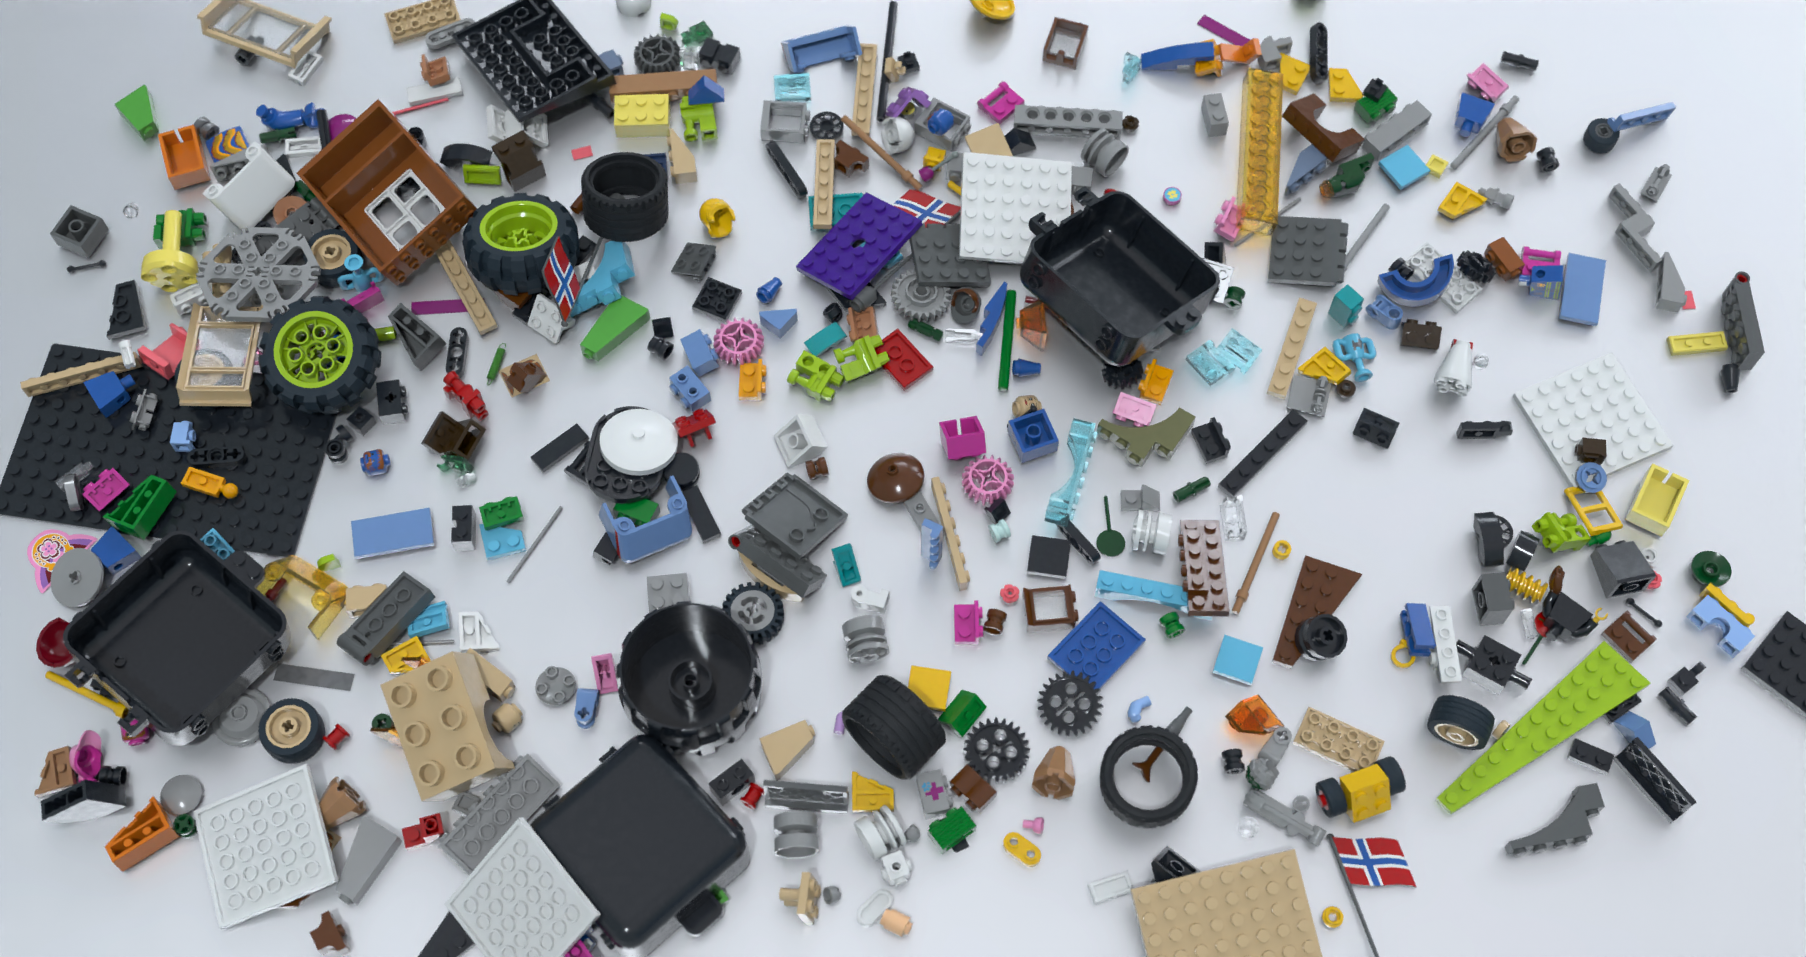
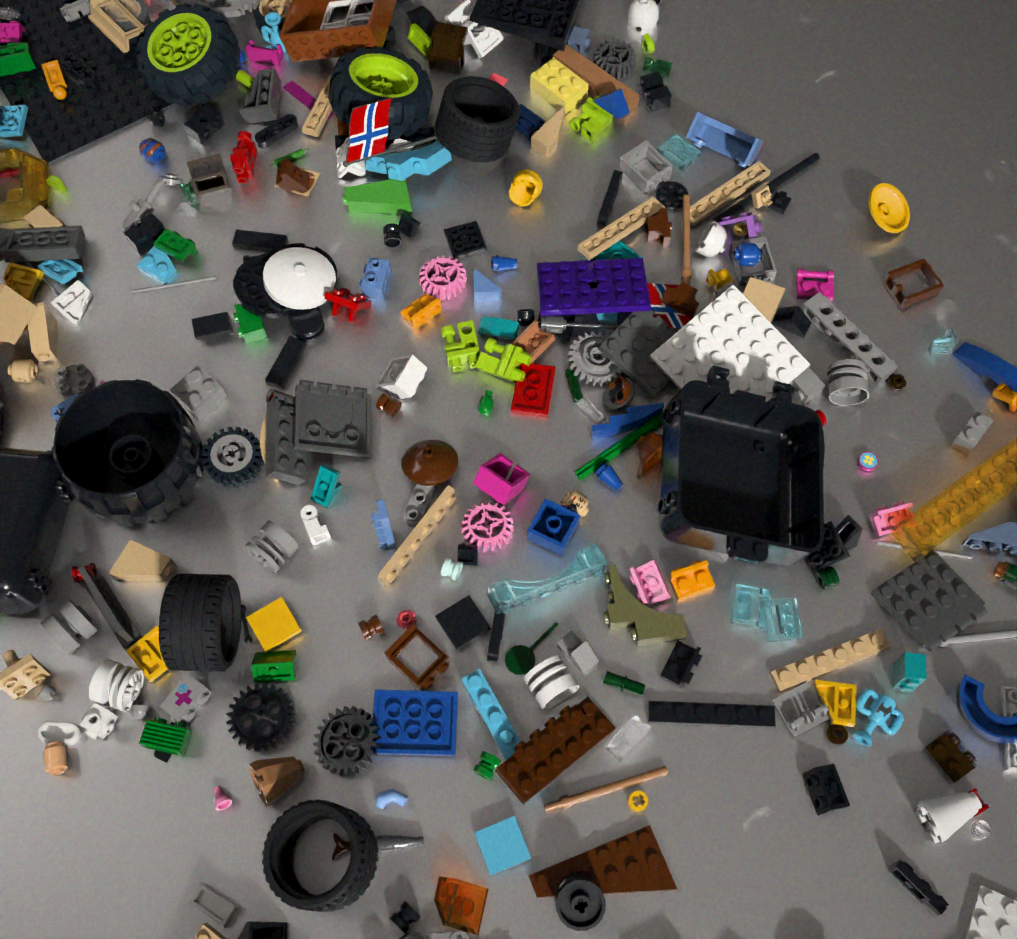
camera: 50 degrees right, 0 degrees up
(183, 436) = (76, 40): light blue brick -> none
(336, 451) = (140, 124): black wheel -> none
(361, 421) = (175, 120): black plate -> none
(392, 533) = (105, 198): medium blue tile -> none
(436, 511) = (143, 208): none -> light grey piece
(642, 541) = (236, 346): medium blue windscreen -> none
(689, 57) = (632, 76): clear slope -> none
(695, 260) = (482, 200): dark grey hinge -> none
(699, 352) = (409, 260): medium blue brick -> none
(731, 782) = (83, 549): black brick -> none
(882, 401) = (486, 403): none -> green cylinder
(927, 172) = (702, 284): hinge -> none
(929, 197) = (681, 299): none -> reddish brown brick
(967, 623) = (354, 609): dark pink bracket -> none
(972, 788) = (212, 725): reddish brown brick -> none
(1020, 850) = (193, 804): yellow plate -> none
(1123, 375) = (672, 552): black gear -> none
(1384, 310) = (940, 705): medium blue piece -> none
(1404, 270) = (994, 690): black wheel -> none

